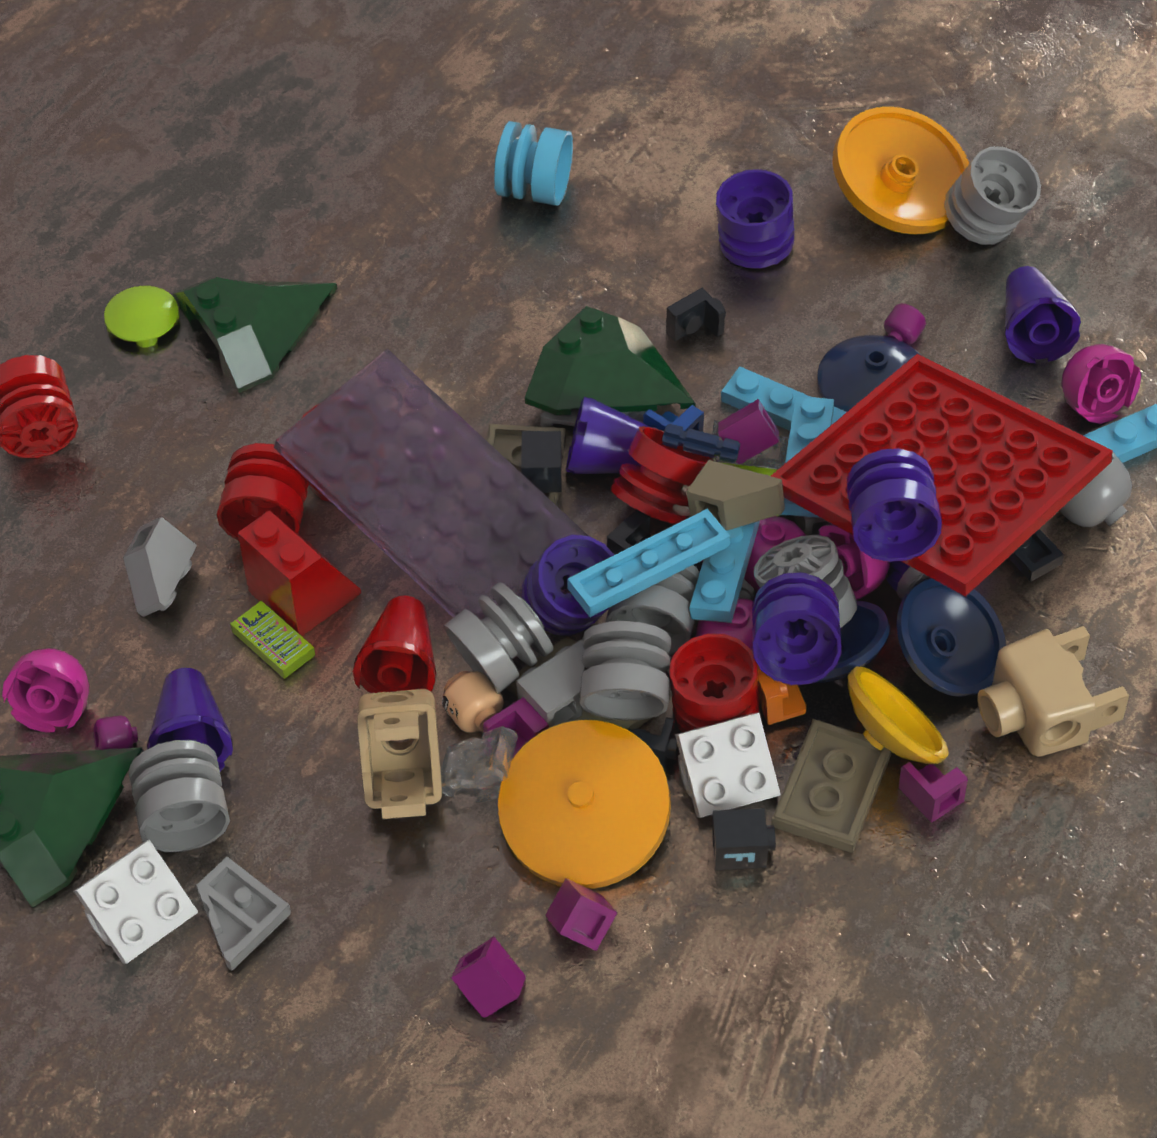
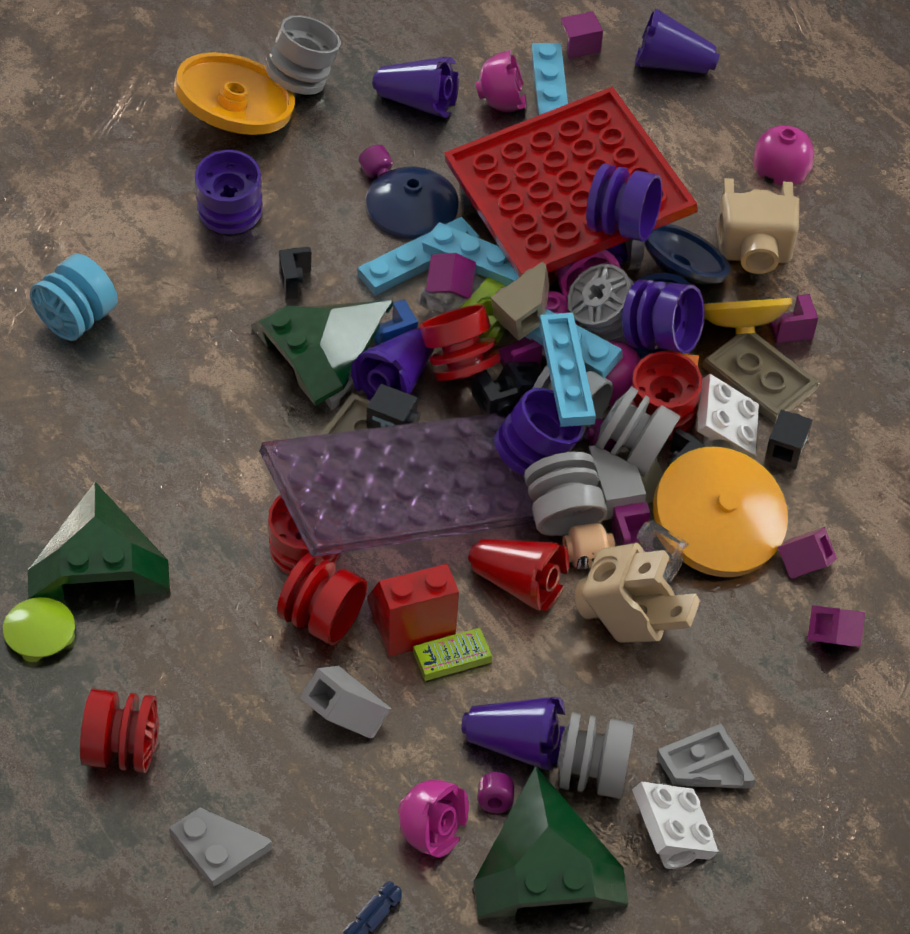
camera: 70 degrees left, 0 degrees up
(701, 443) = (452, 304): dark blue axle -> none

